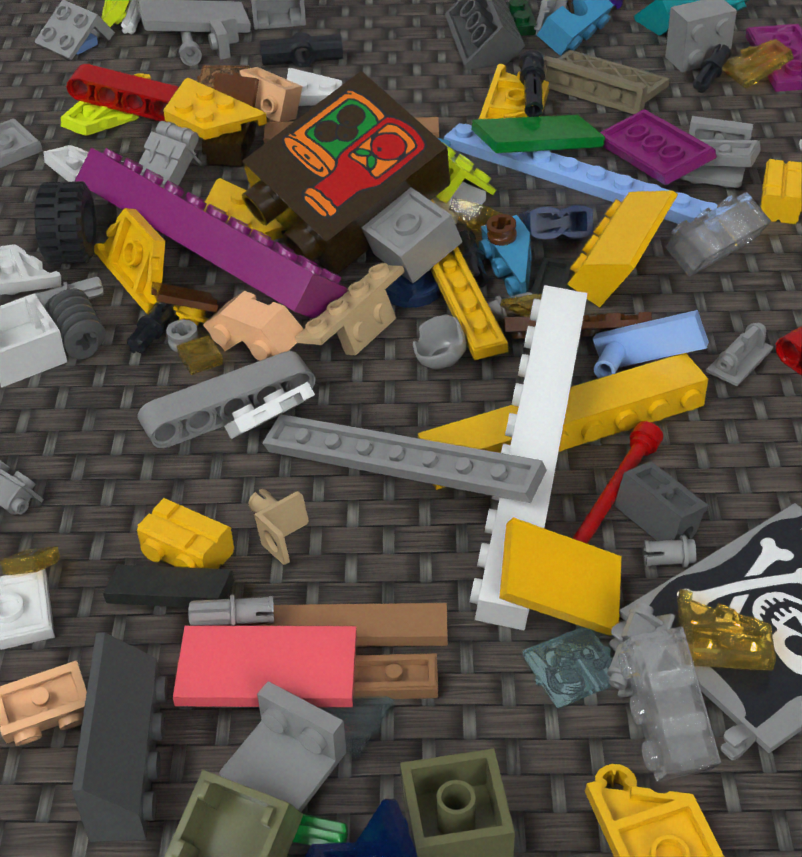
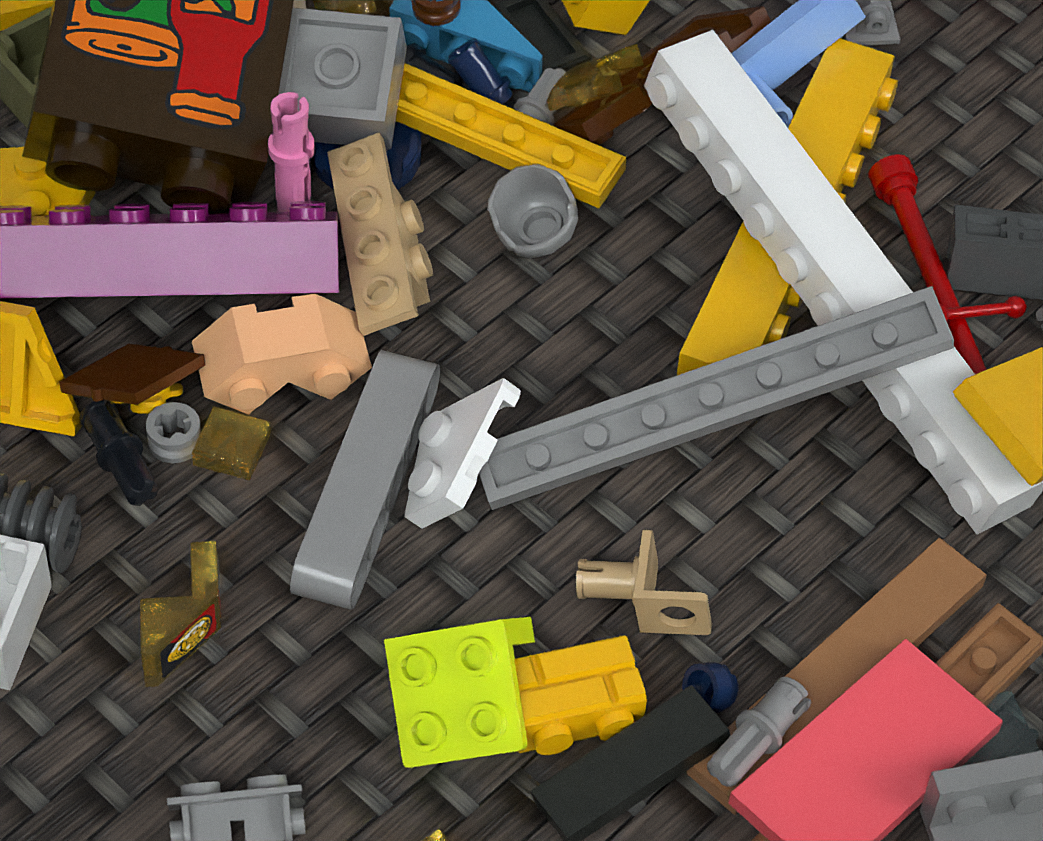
camera: 50 degrees left, 10 degrees up
(73, 402) = (180, 625): none -> clear yellow slope
(133, 491) = (458, 691): none -> neon yellow bracket
(252, 584) = (714, 680): none -> dark blue hinge
(341, 223) = (291, 149): none -> bright pink pin
(492, 277) = (479, 72): none -> dark blue pin
(578, 505) = (1013, 307): none -> red hinge

